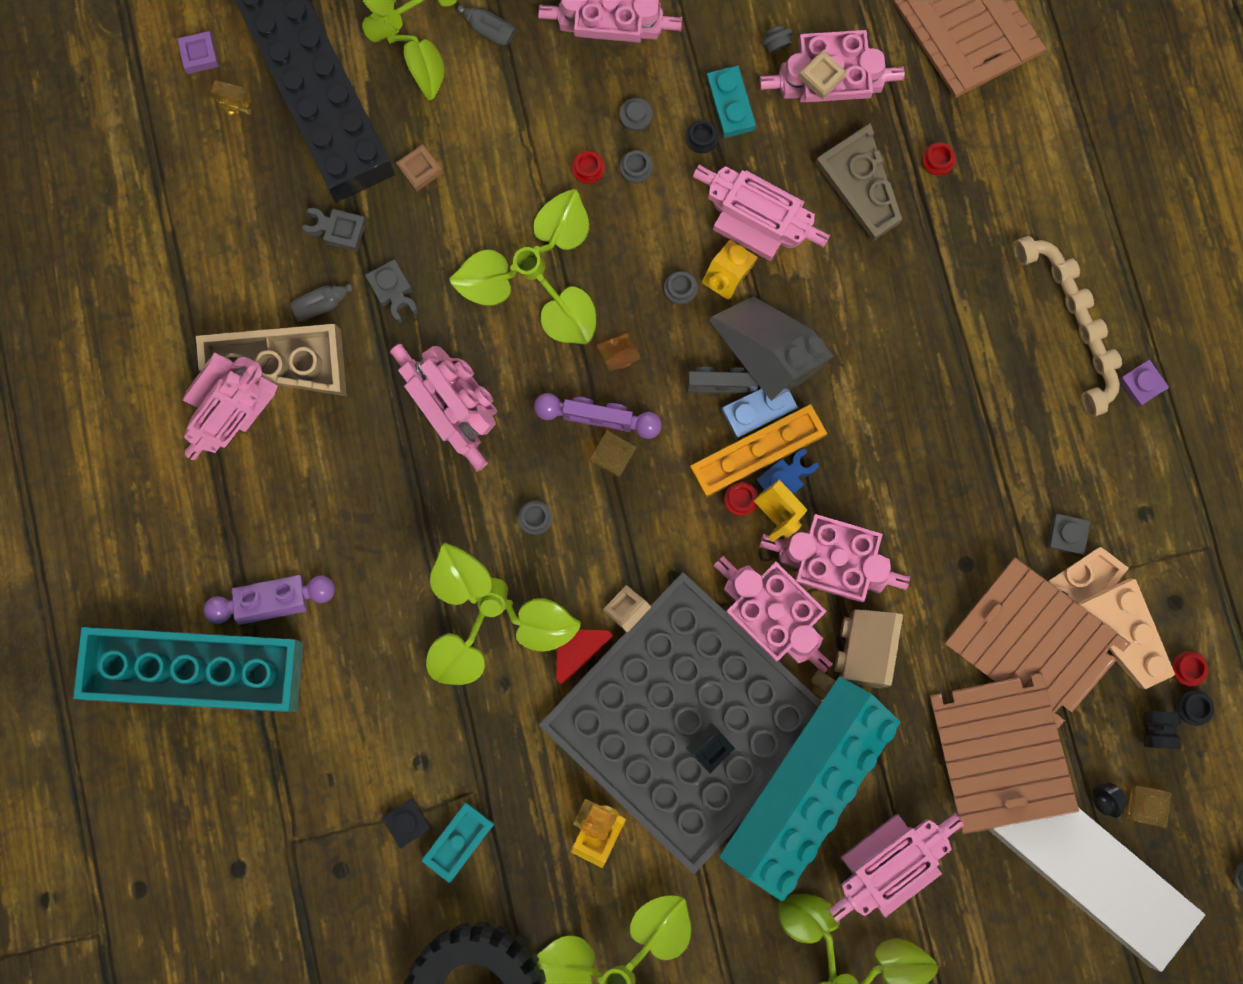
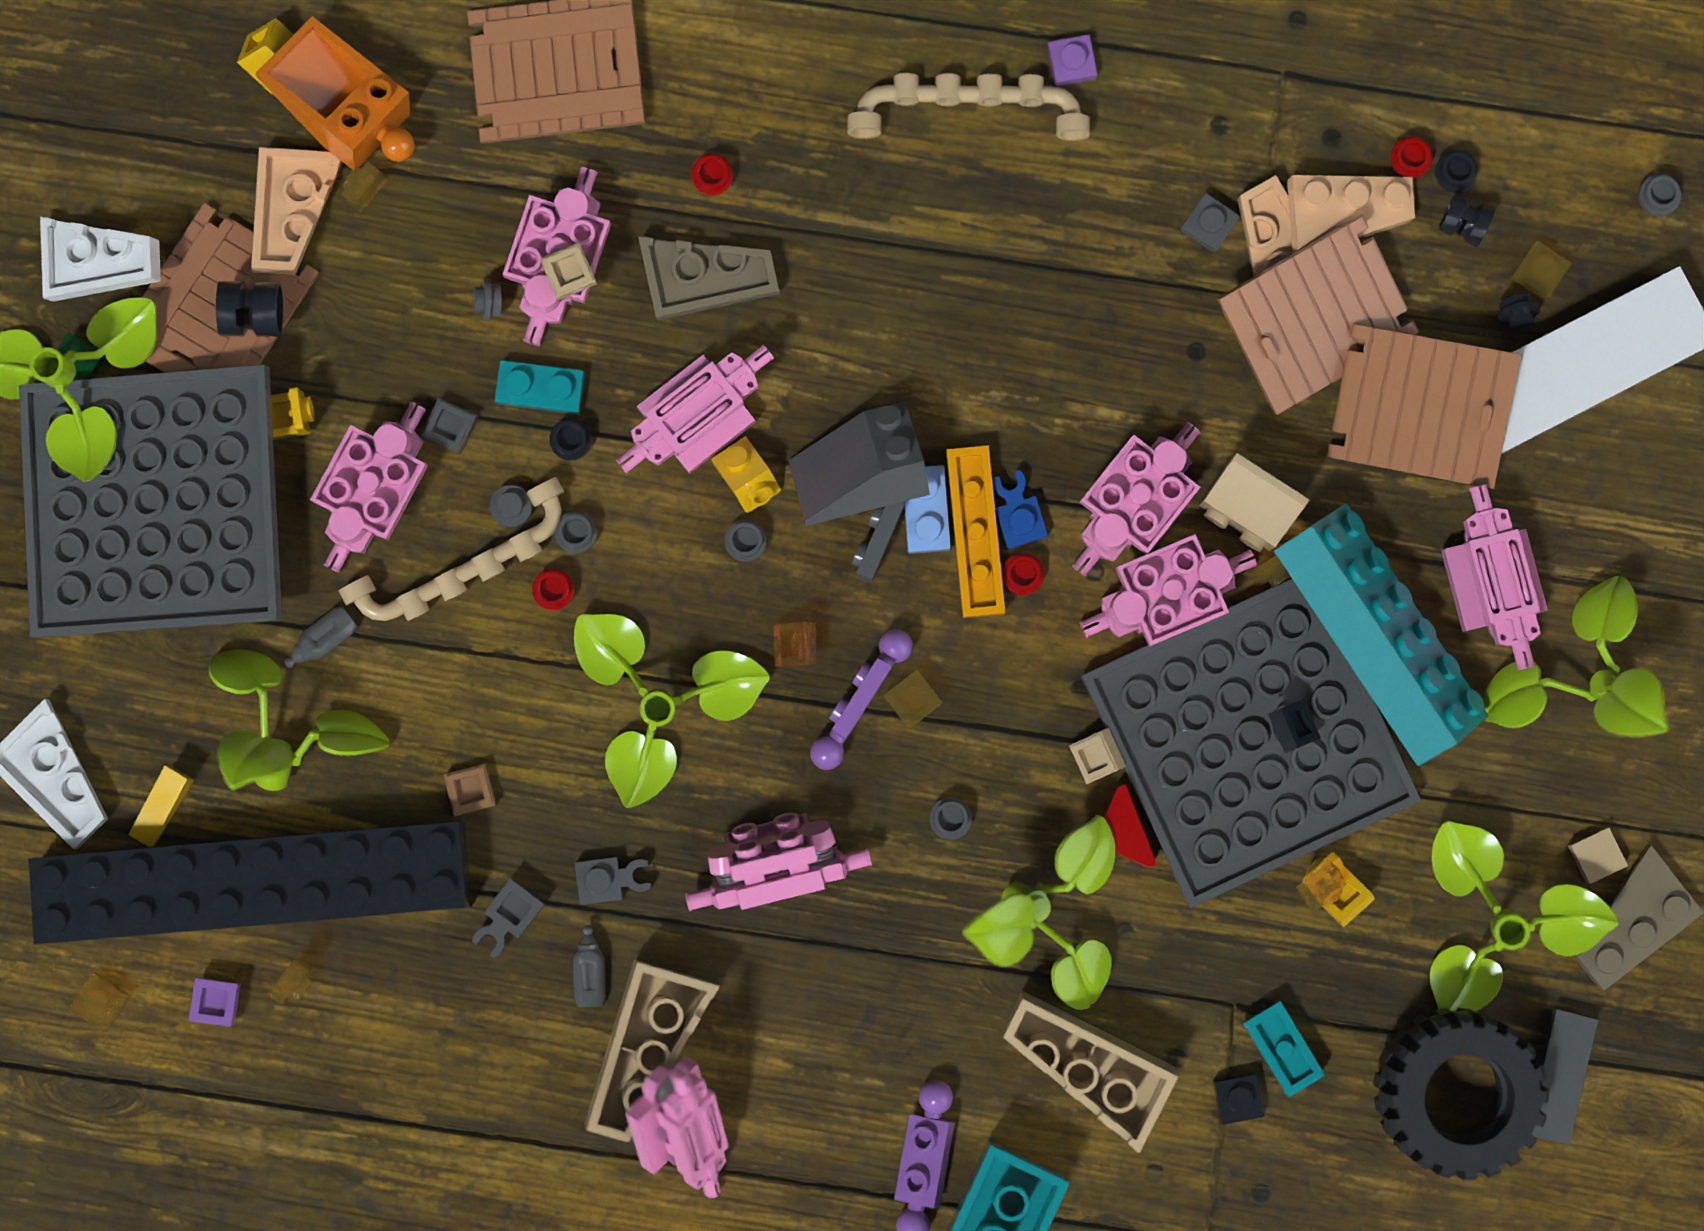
camera: 70 degrees left, 5 degrees up
(387, 696) = (1099, 1070): none -> tan wedge
(586, 112) = (452, 582): none -> tan bar
(675, 51) = (449, 426): none -> dark grey tile
(782, 509) = (1057, 533): yellow bracket -> none

